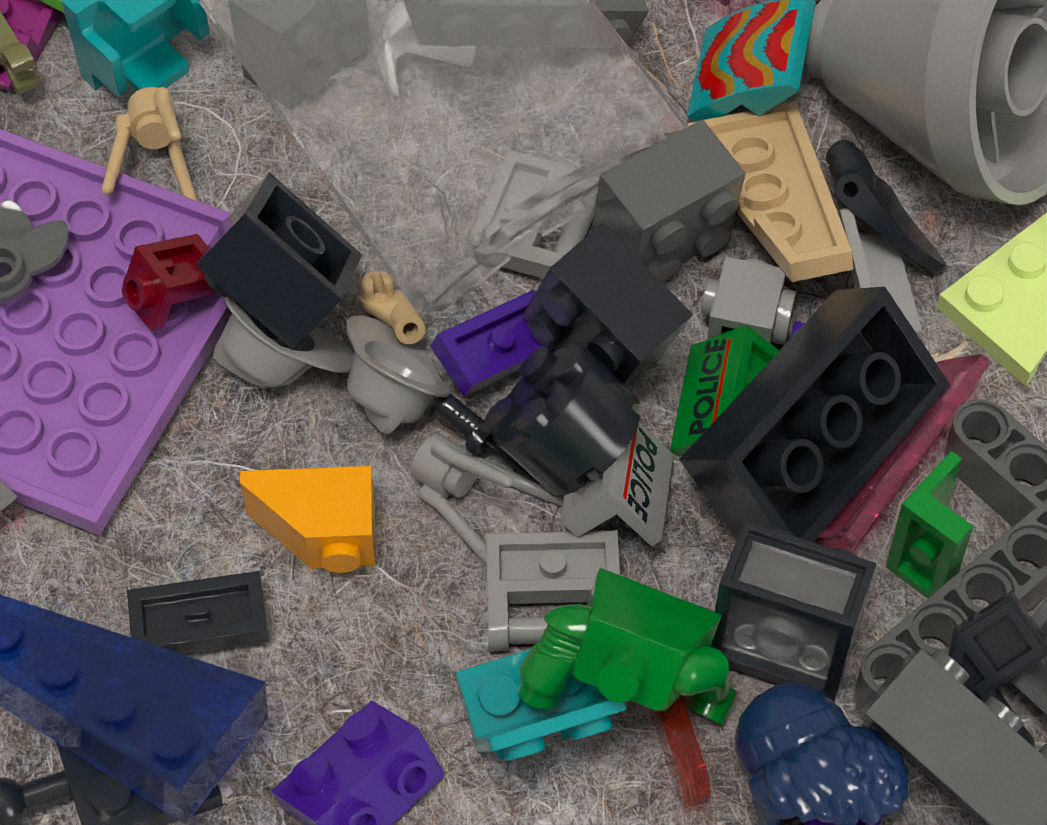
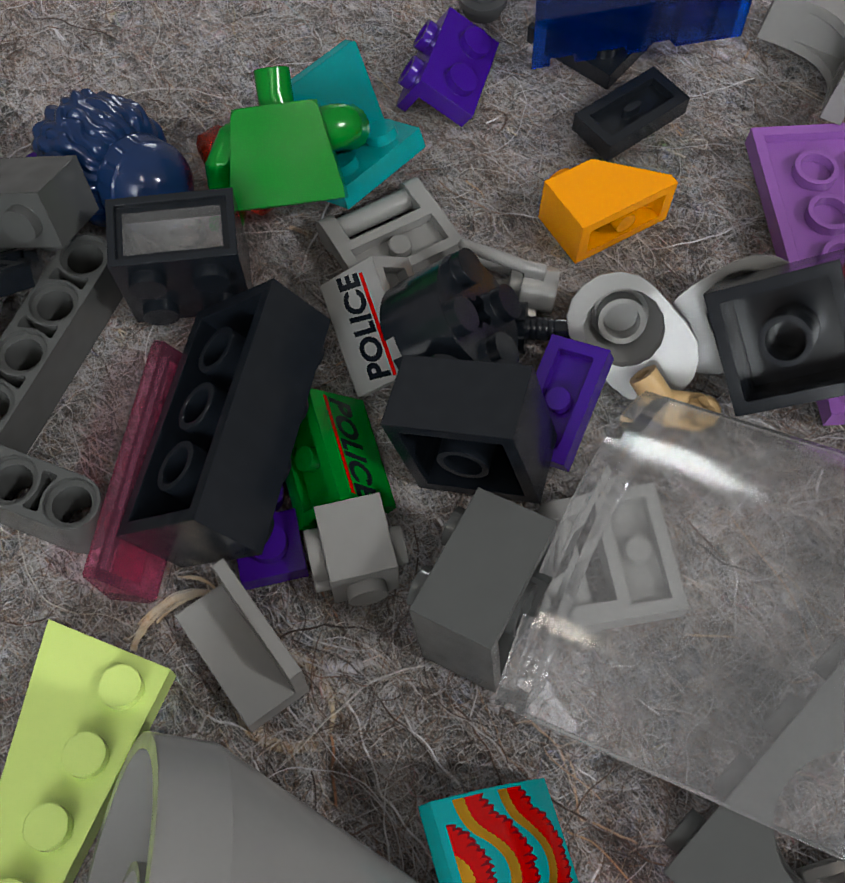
camera: 150 degrees right, 5 degrees up
(785, 192) = (391, 696): tan wing -> none
(878, 204) = (273, 727): black arm -> none
(928, 534) = (88, 373): green panel -> none

